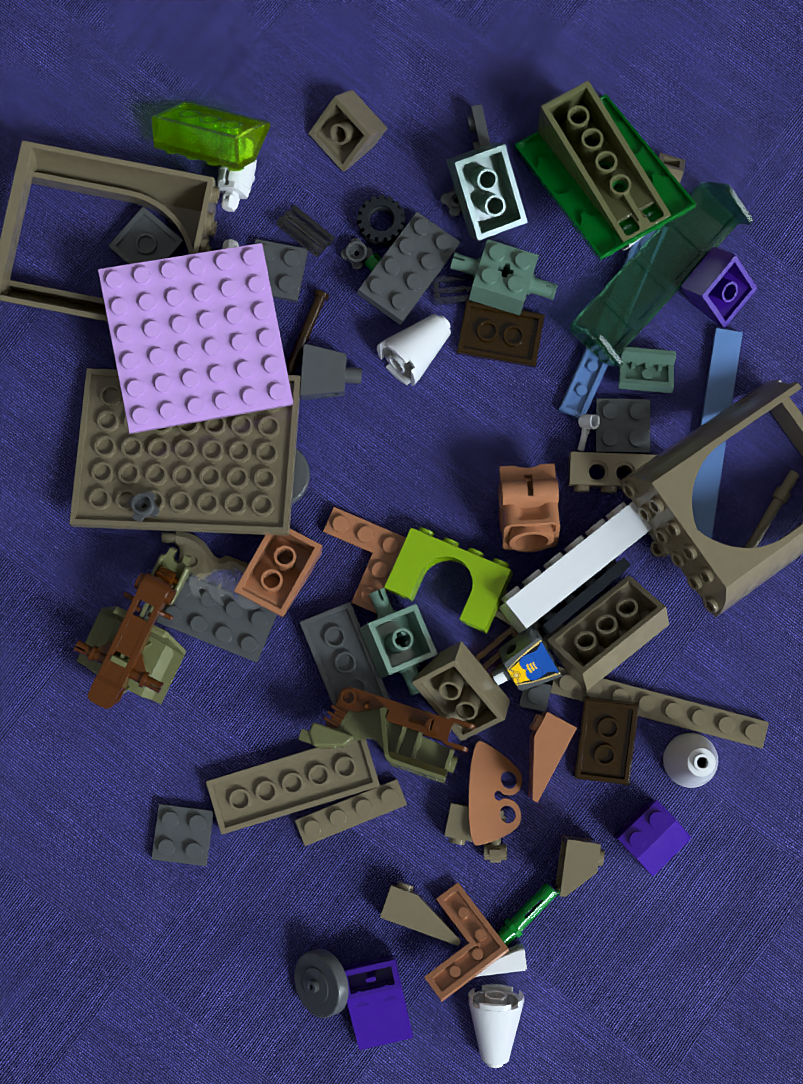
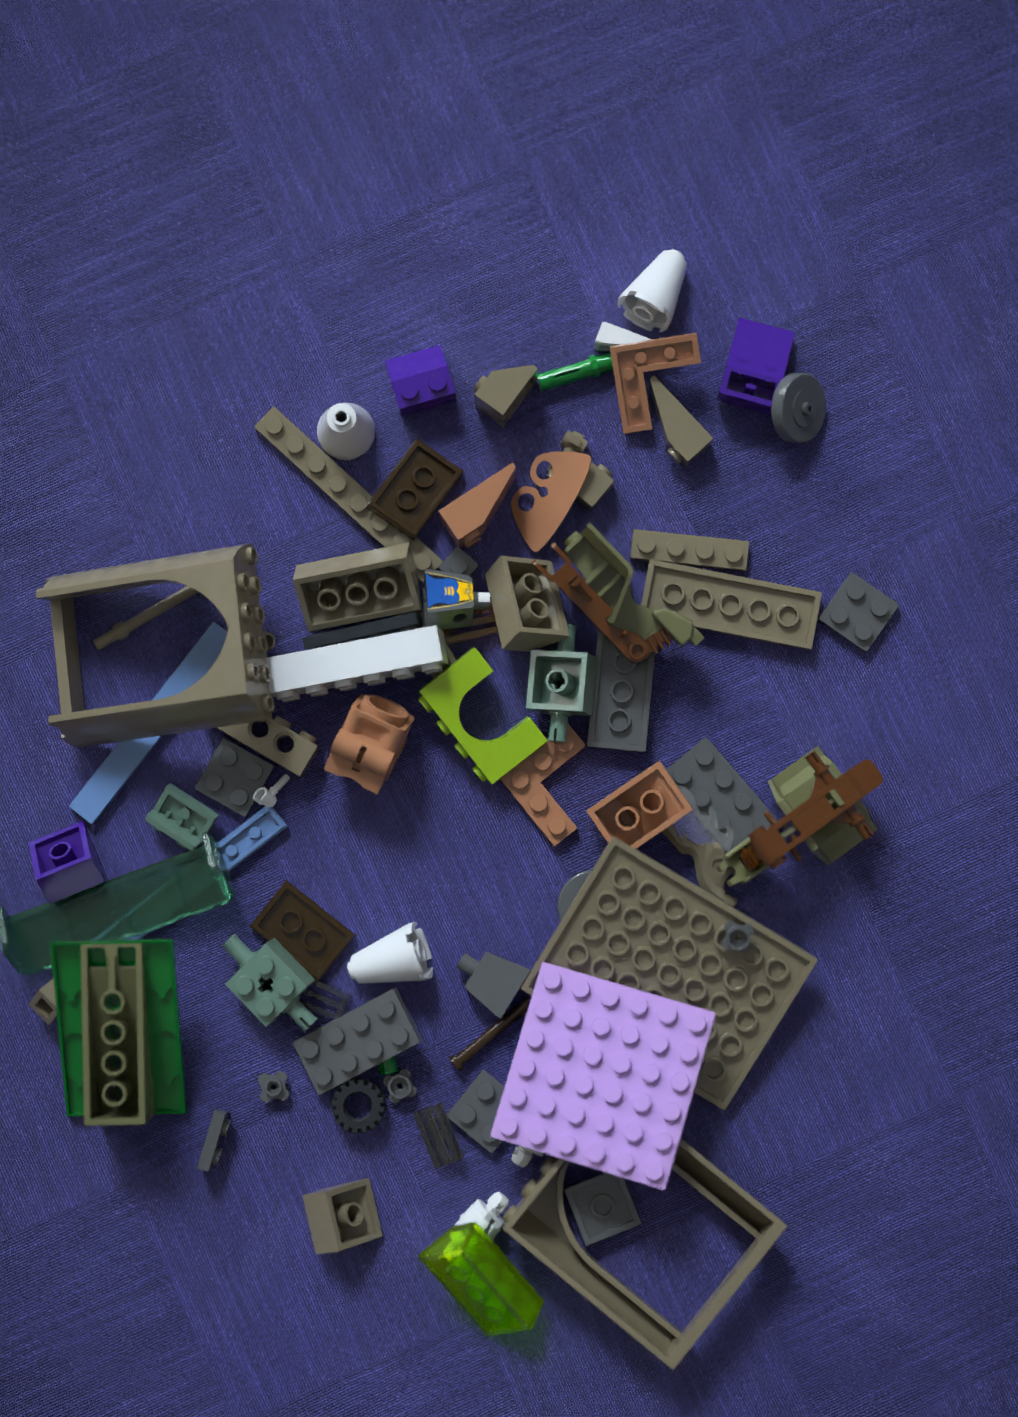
camera: 150 degrees left, 0 degrees up
(487, 190) = (240, 1075): sand green brick -> none

